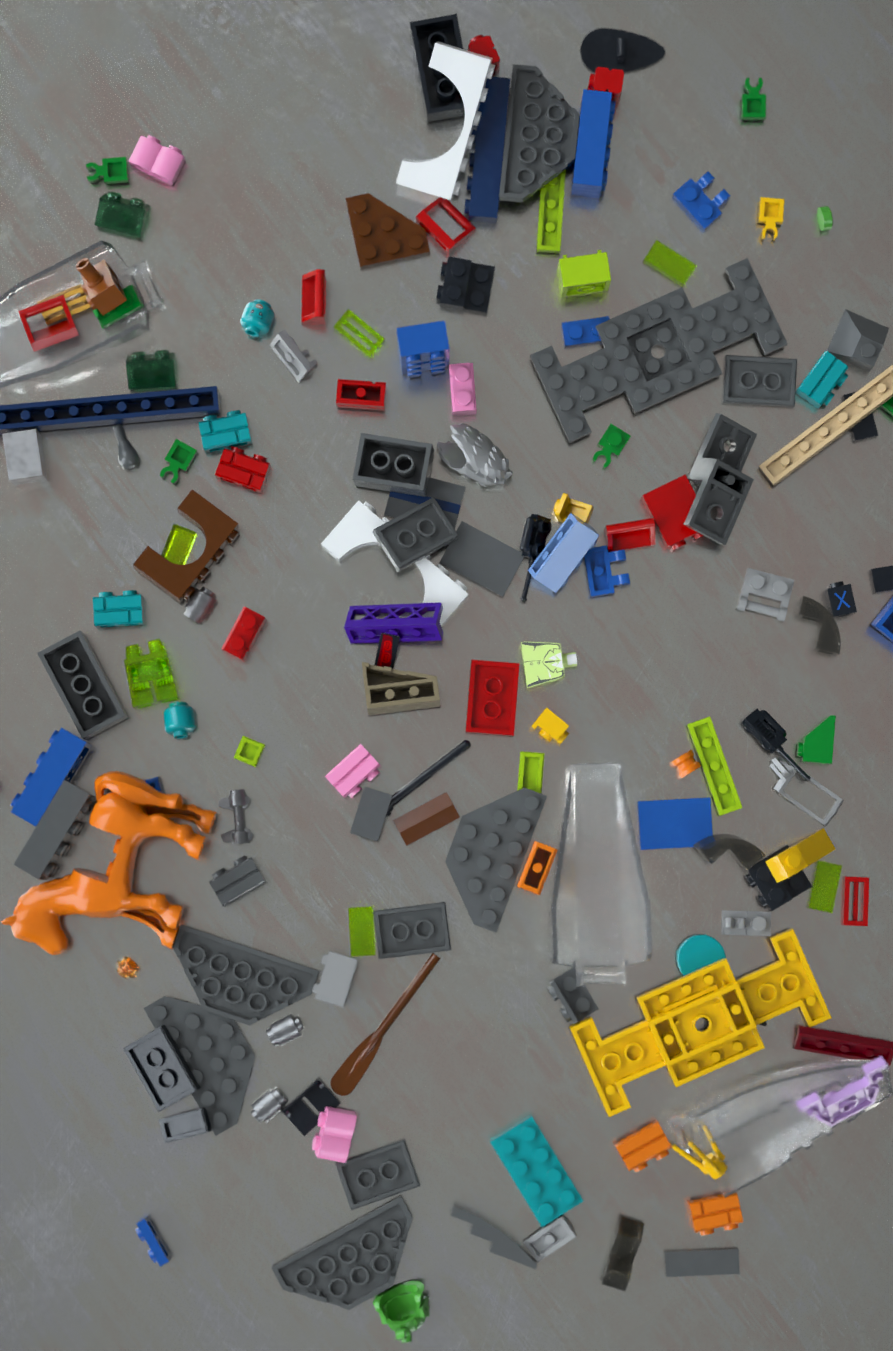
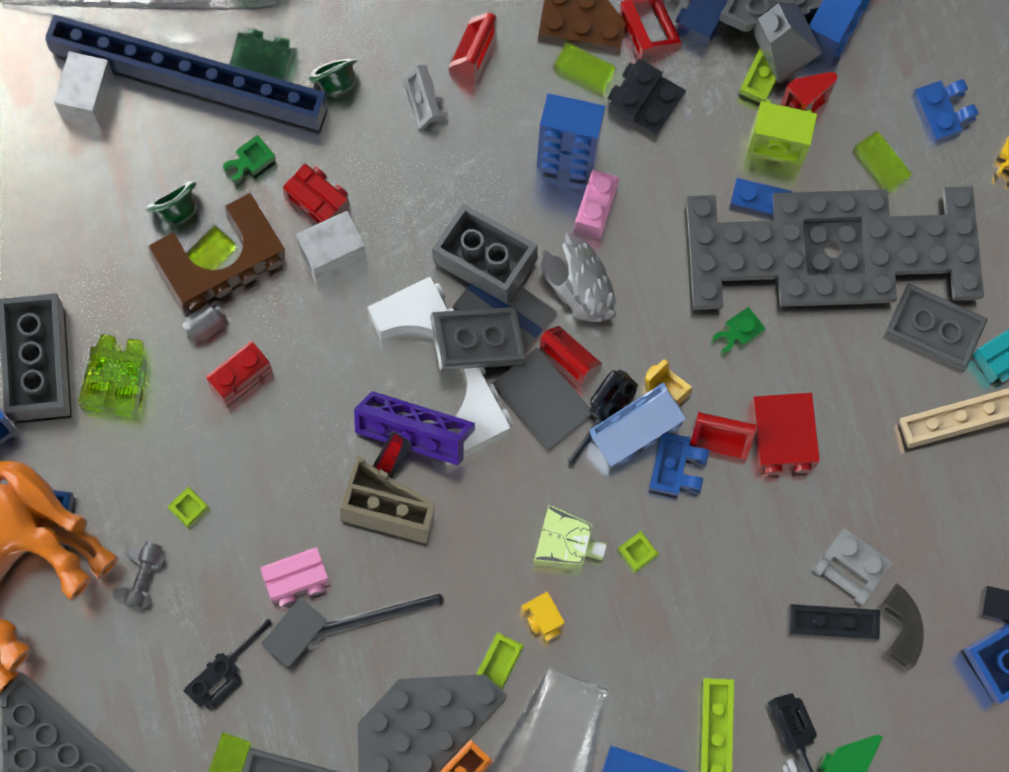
camera: 20 degrees right, 10 degrees down
(118, 610) = (112, 292): teal brick -> none
(127, 455) = (197, 132): dark grey piece -> none
(136, 521) = (175, 206): none -> dark green hat
(179, 720) = (124, 439): teal head -> none
(215, 366) = (335, 76): none -> dark green hat
(225, 431) = (314, 148): teal brick -> none
(237, 881) = (108, 648): dark grey brick -> none
(257, 318) = (402, 43): teal head -> none
(272, 506) = (331, 246): none -> flat silver piece
(323, 866) = (220, 668): none -> black piece
(361, 394) = (481, 165): red brick -> none
(374, 346) = (517, 124): clear neon green tile -> none
(407, 279) = (584, 67): none -> clear neon green tile
(426, 818) = (356, 664): reddish brown piece -> none
(489, 517) = (569, 355): none -> red tile
(492, 697) = (490, 557): red plate -> none
(559, 199) = (786, 40): none -> dark grey slope
(592, 235) = (809, 92): none -> red tile
(600, 648) = (638, 551): none -> lime tile
(686, 763) = (684, 723): orange wheel -> none
(720, 479) = (850, 413): dark grey bracket -> none
(767, 642) = (834, 622): none -> black tile
(840, 600) = (938, 606): black brick -> none

